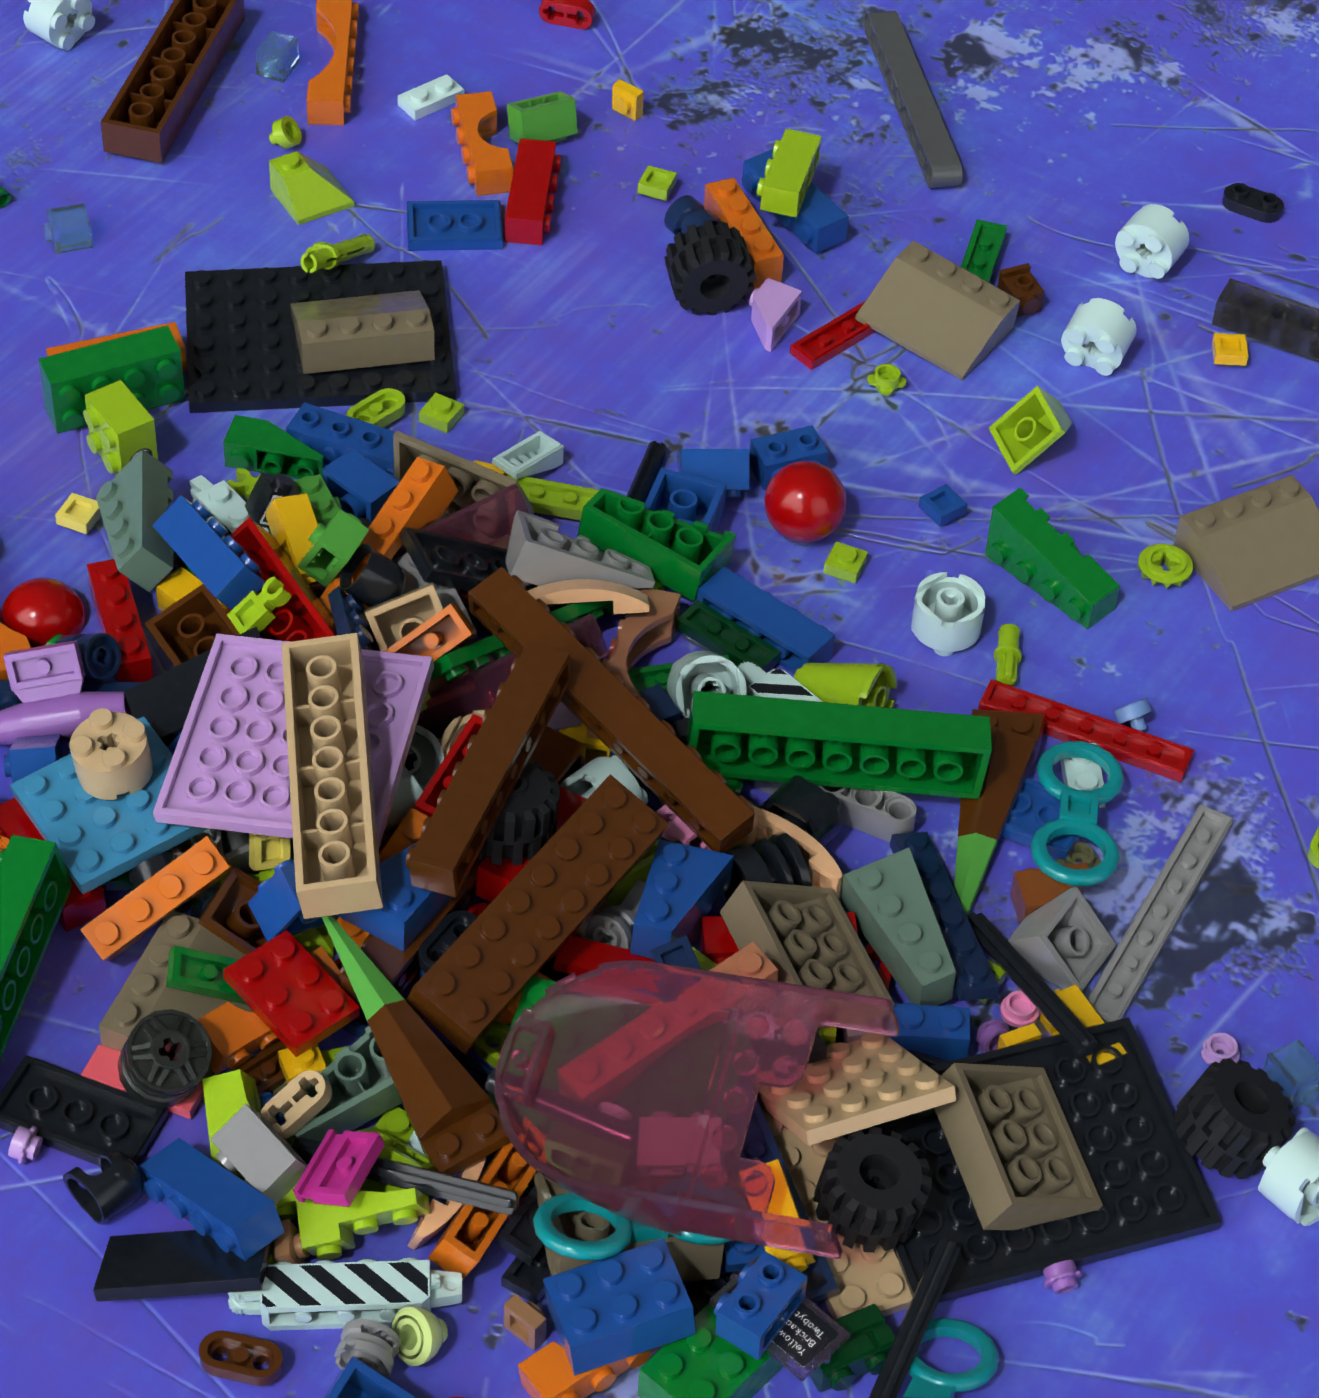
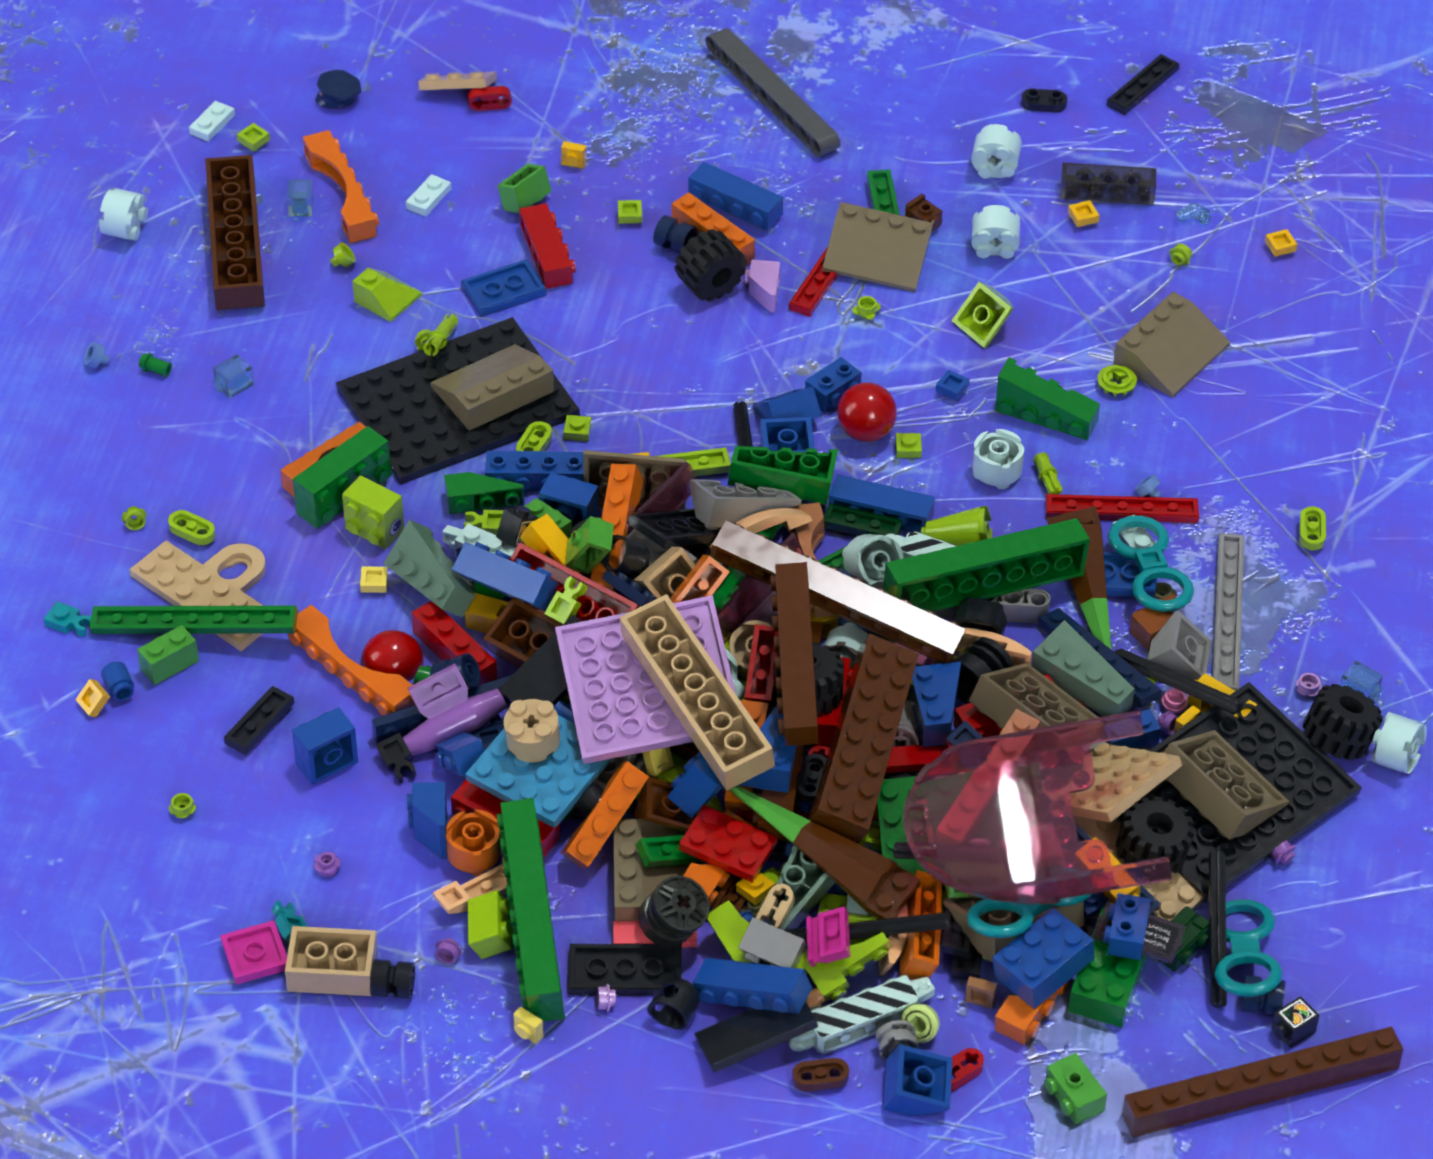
camera: 20 degrees left, 0 degrees up
(488, 165) = (504, 236): orange arch -> none
(536, 453) = (661, 439): light aqua slope -> none
(789, 172) = (729, 177): lime brick -> none

